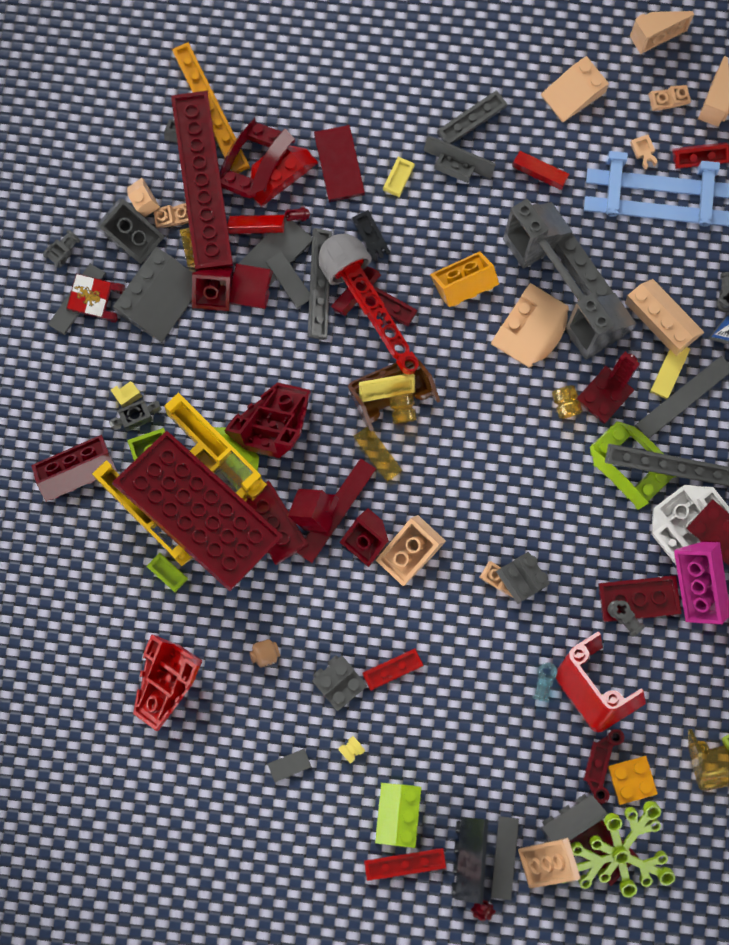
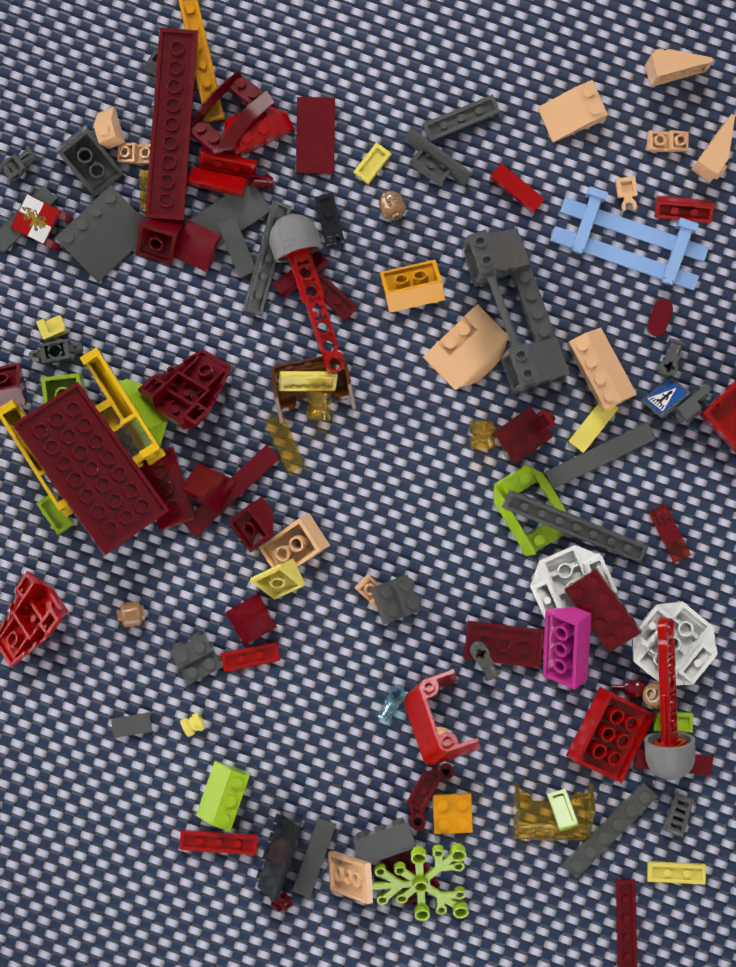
camera: 15 degrees right, 10 degrees up
(261, 205) = (227, 164): none -> red tile
(385, 631) = (251, 619): none -> dark red slope
(404, 584) = (279, 579): none -> light yellow slope
(427, 209) = (392, 205): none -> medium nougat head
(706, 257) = (659, 317): none -> dark red tile

